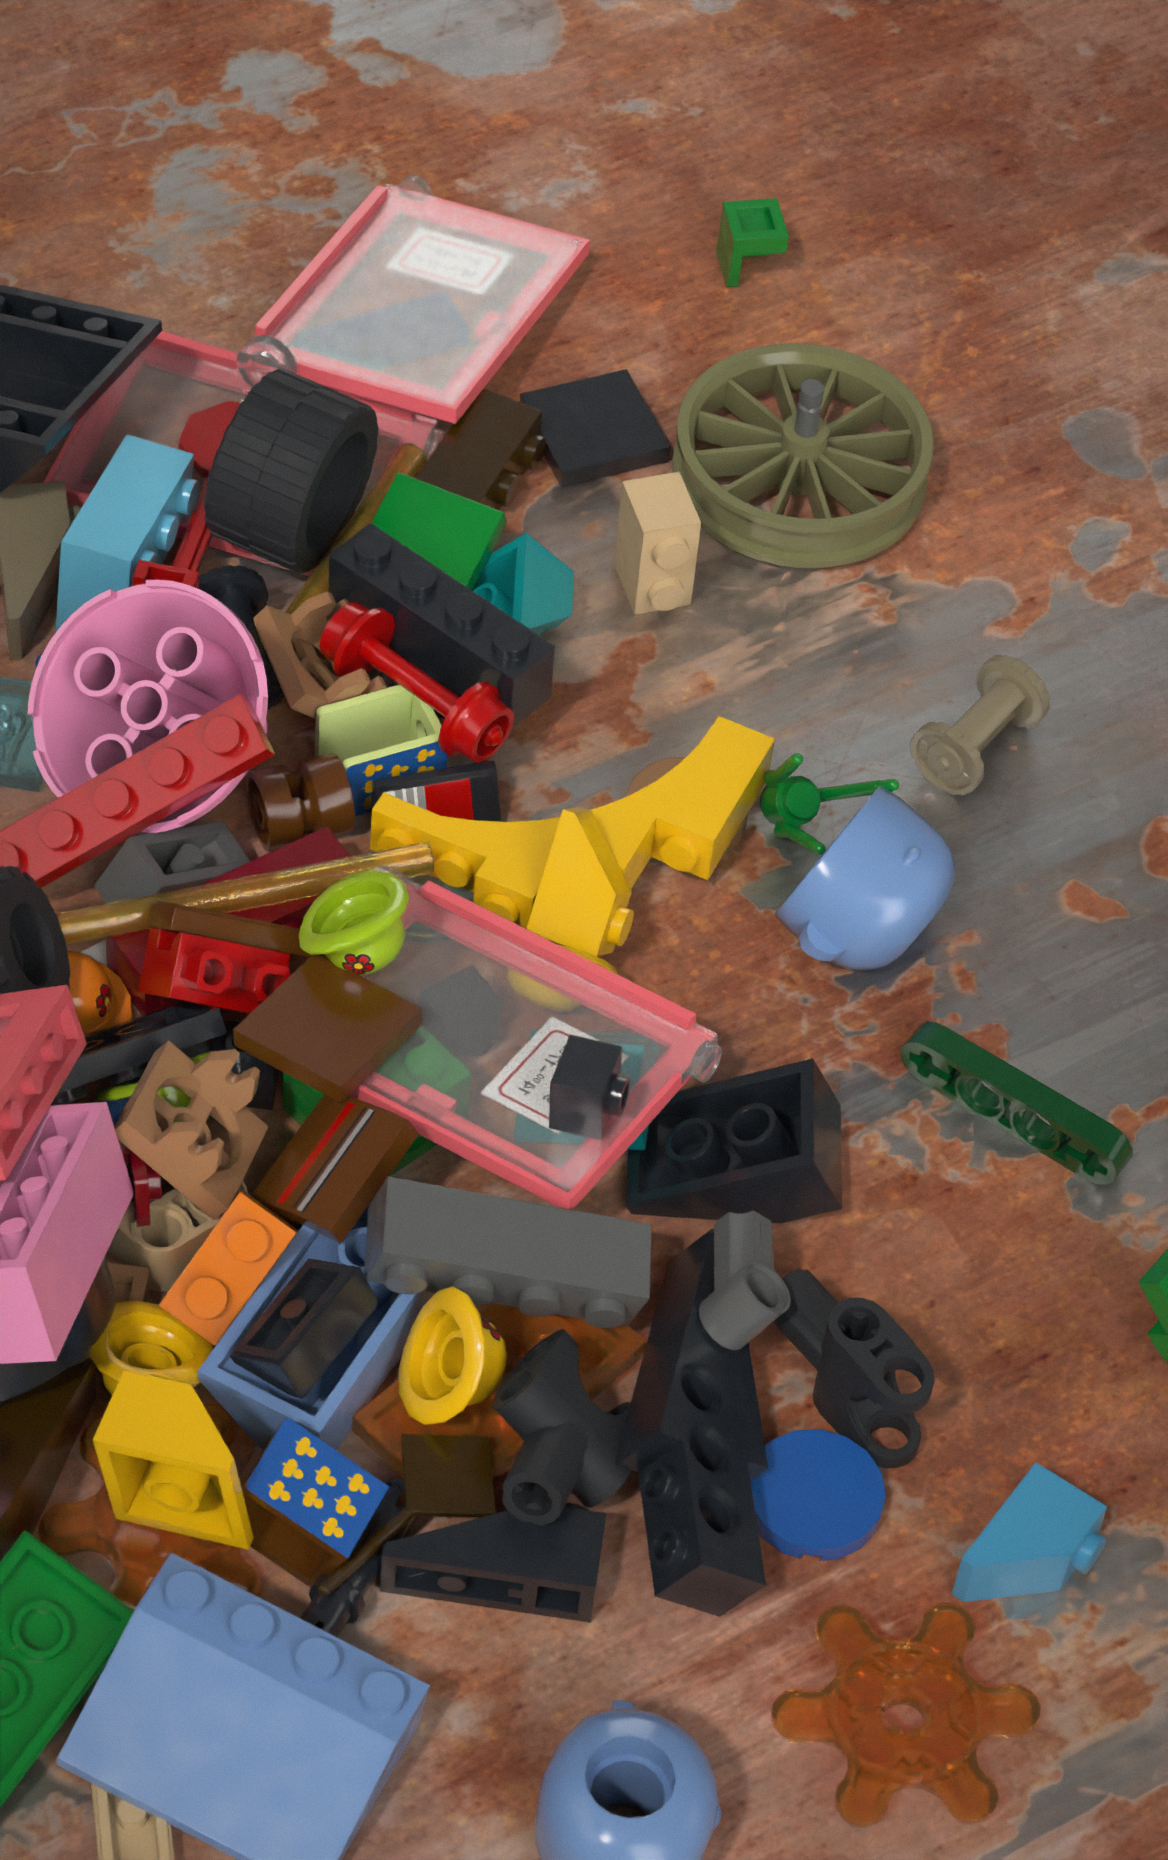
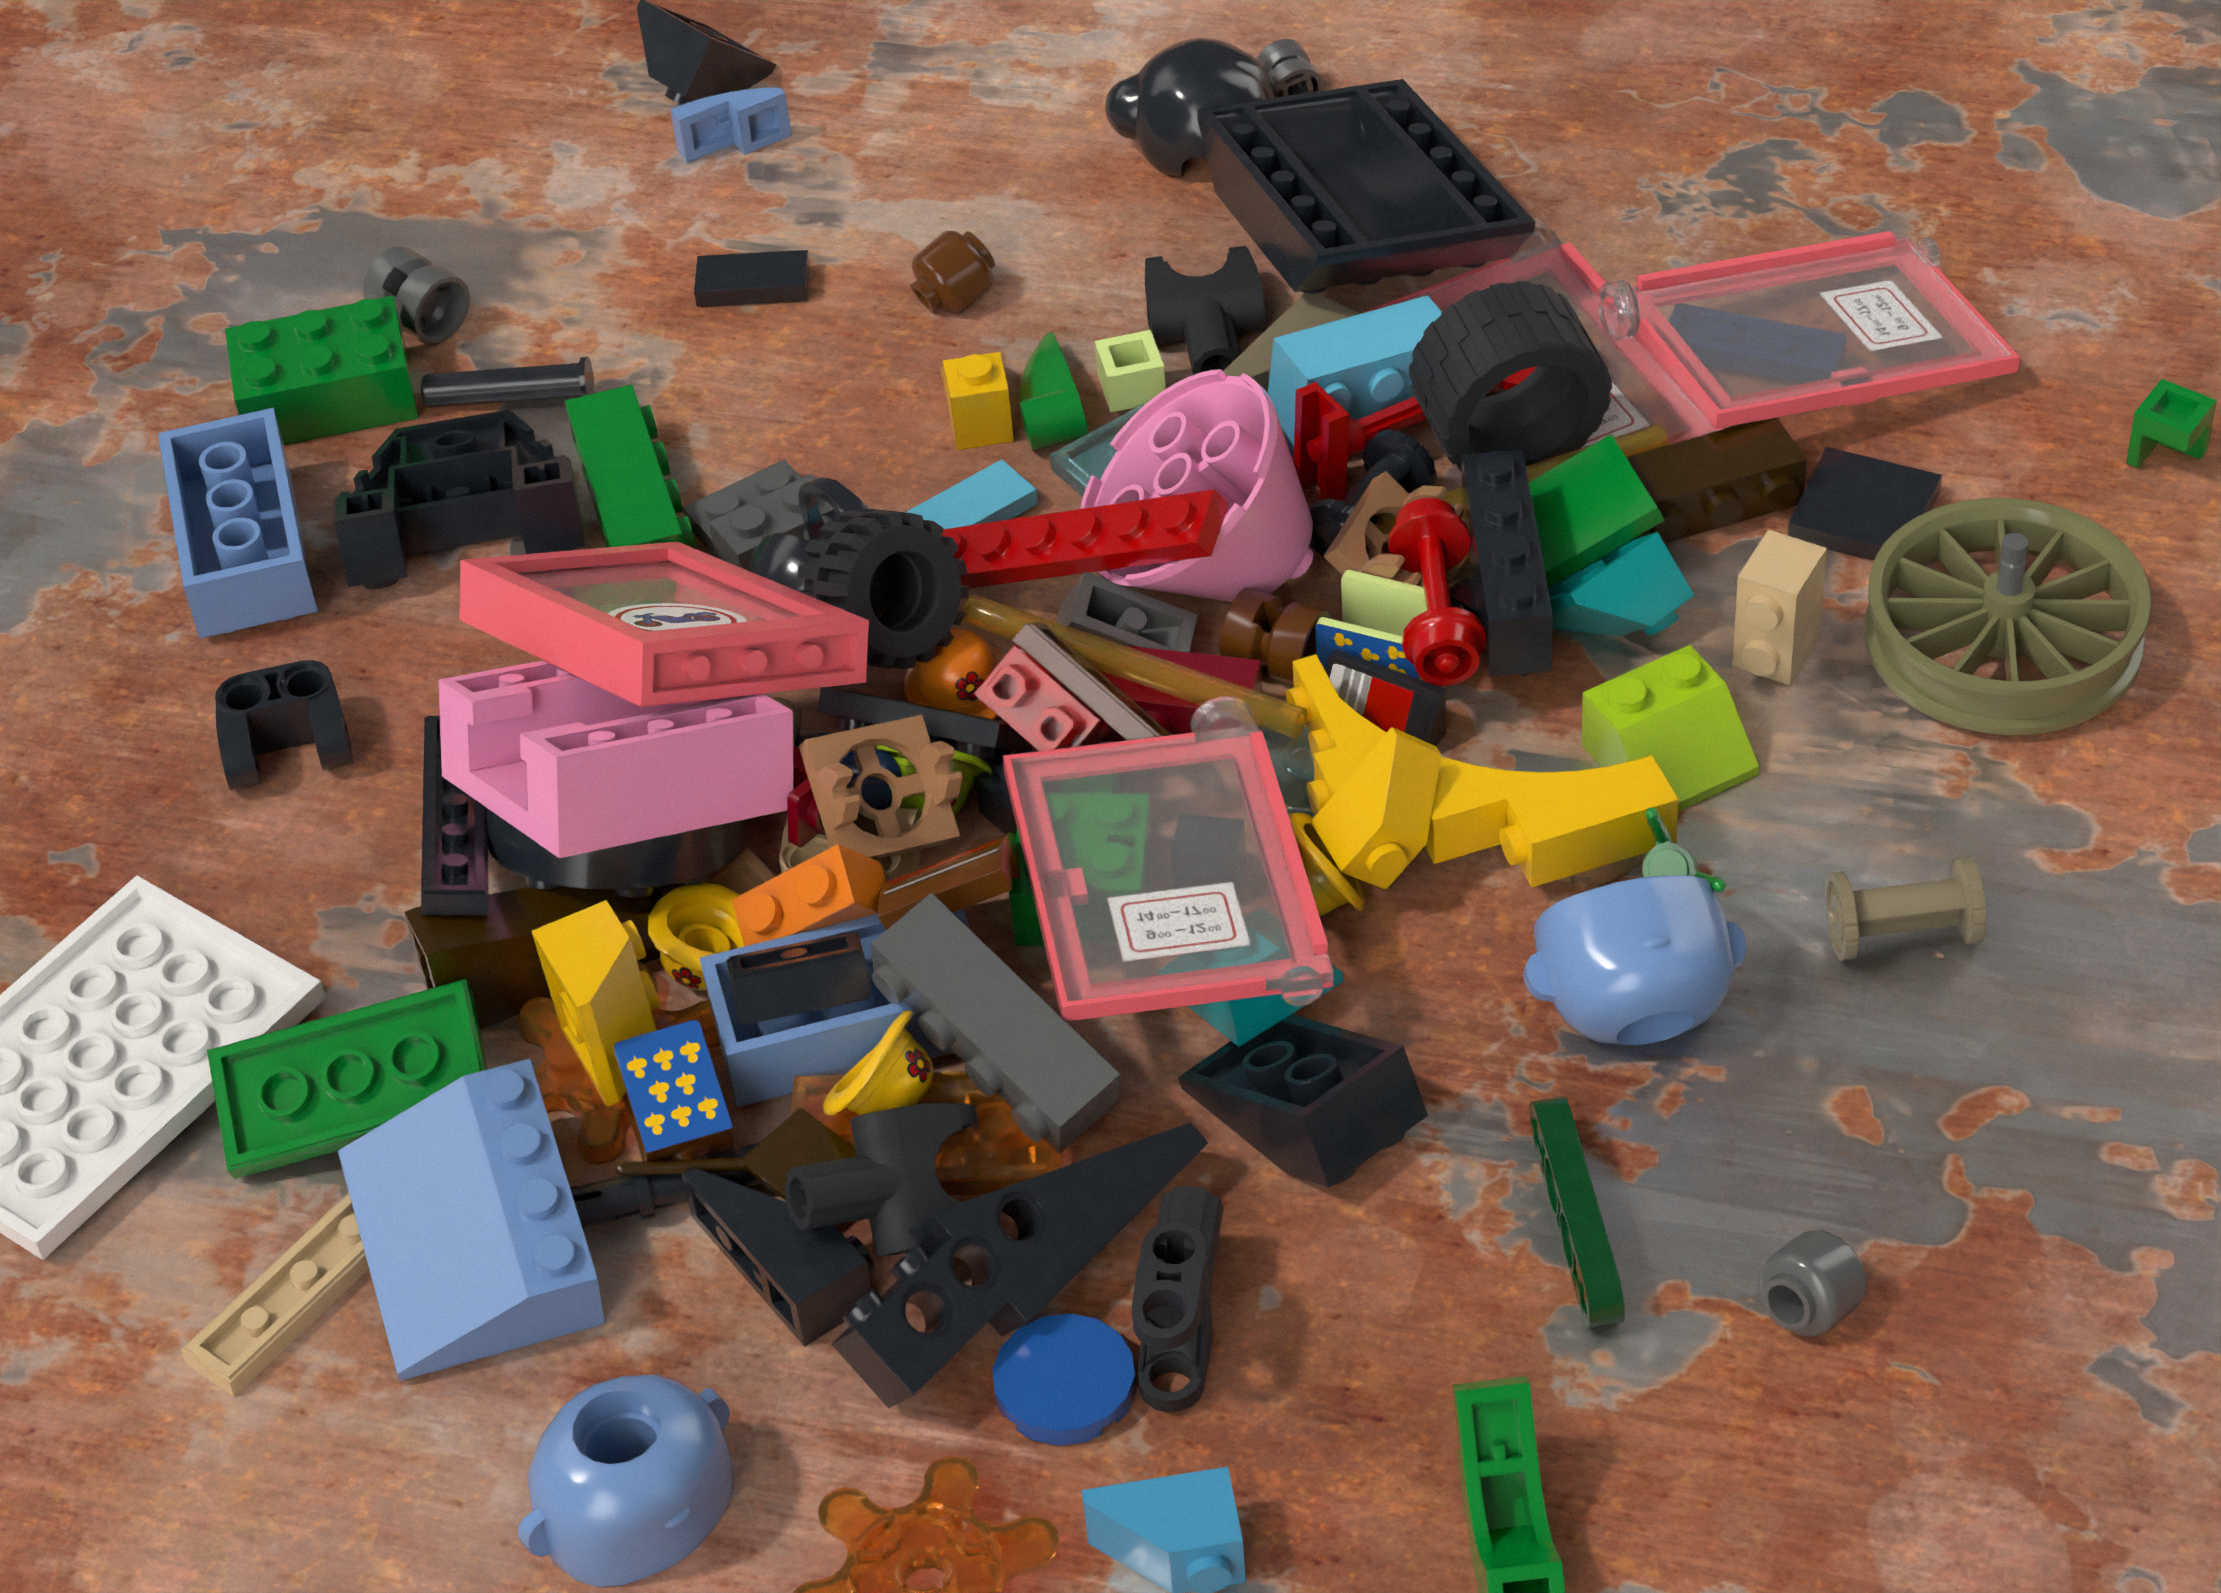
camera: 55 degrees right, 5 degrees down
(328, 1027) = (1049, 780): reddish brown tile -> none
(357, 922) = (1148, 721): lime hat -> none
(587, 1087) = (1158, 931): black plate -> none
(667, 690) = (1678, 716): none -> lime slope
(746, 1286) = (1151, 1166): dark grey piece -> none

